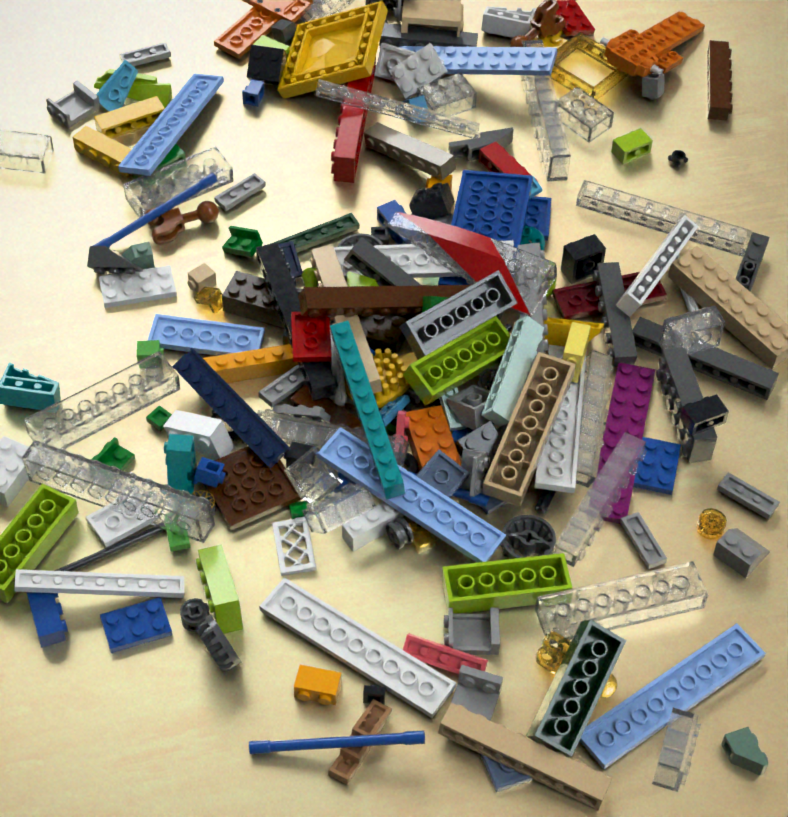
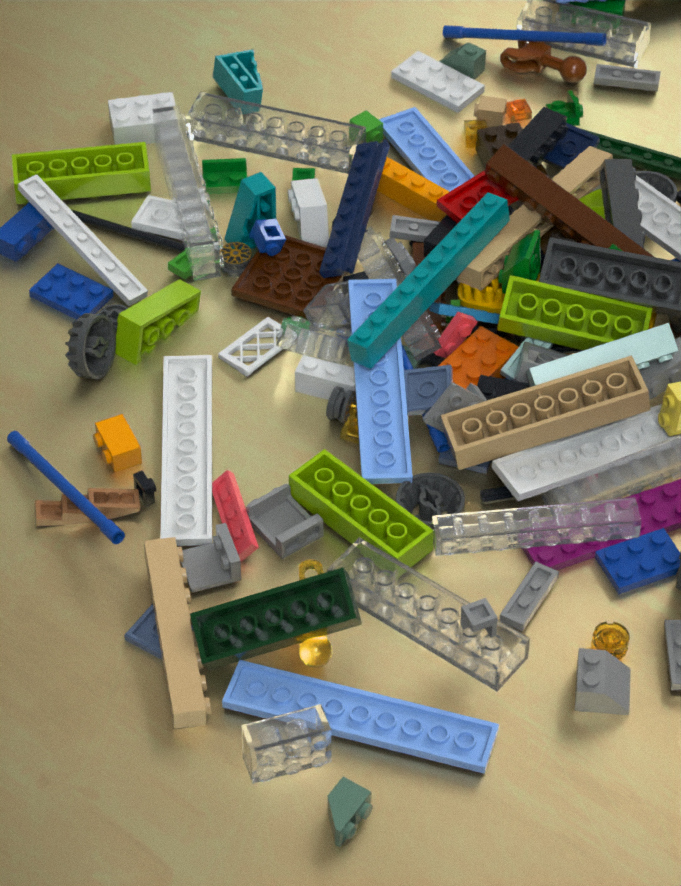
camera: 55 degrees right, 5 degrees down
(106, 259) = (436, 42): dark grey slope -> none
(212, 261) = (518, 110): none -> clear orange plate
(392, 352) = (523, 260): none -> green slope
(669, 574) = (479, 616): none -> light grey panel

